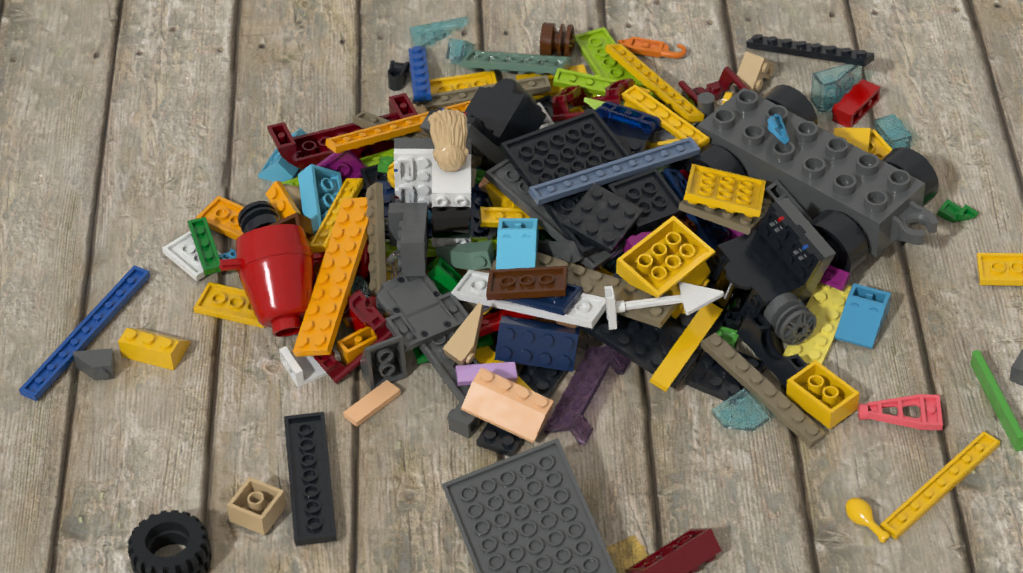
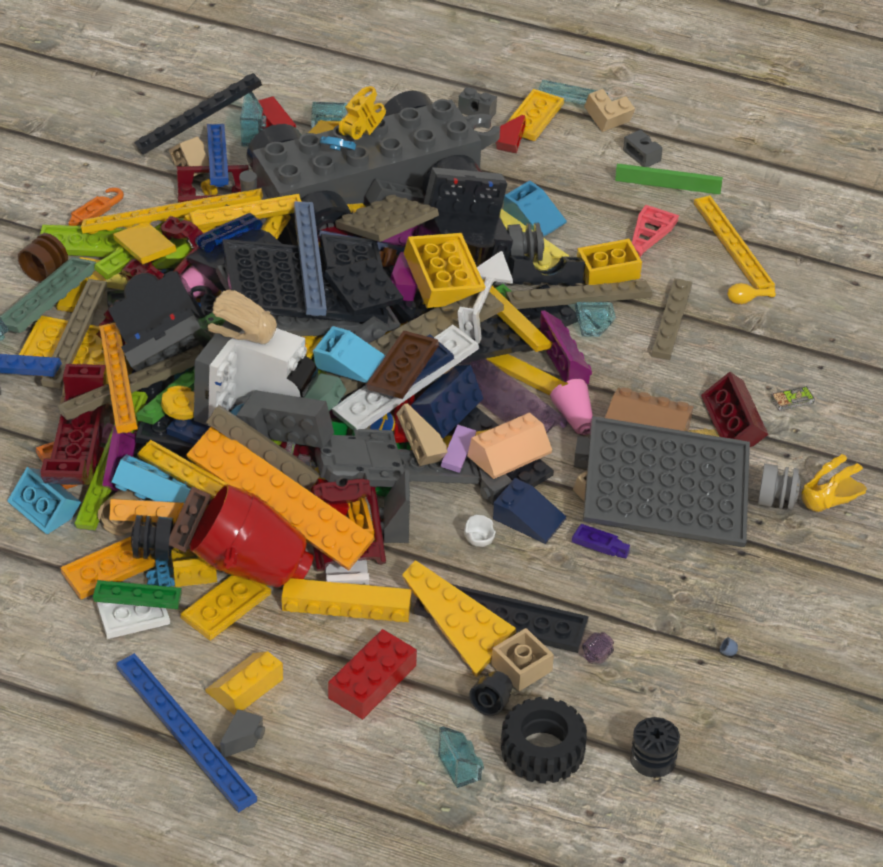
camera: 70 degrees left, 0 degrees up
(126, 500) = (459, 757): none -> clear light blue slope
(196, 417) = (372, 674): none -> red brick
(209, 498) = (491, 693): none -> black piece
(272, 372) = (347, 600): none -> yellow brick
(284, 451) = (460, 618): none -> yellow wing
(302, 555) = (598, 647): none -> clear purple head
(371, 403) = (429, 545): light nougat tile -> none
(399, 426) = (479, 531): none -> white hair
(438, 516) = (600, 541): none -> dark purple hinge
(446, 451) = (527, 511): none -> dark blue slope
(593, 82) = (144, 242): none -> yellow tile
(599, 436) = (574, 404): none -> bright pink cone
(614, 492) = (649, 410): none -> medium nougat slope
(631, 399) = (527, 373): none -> yellow tile
(671, 402) = (564, 350): none -> magenta slope
(725, 190) = (377, 207): yellow plate -> none
(759, 82) = (217, 155): none -> blue plate
(786, 472) = (671, 319): none -> dark tan plate
(820, 126) = (362, 114): none -> yellow piece
(963, 261) = (511, 134): none -> red slope
(993, 223) = (483, 102): none -> dark grey brick

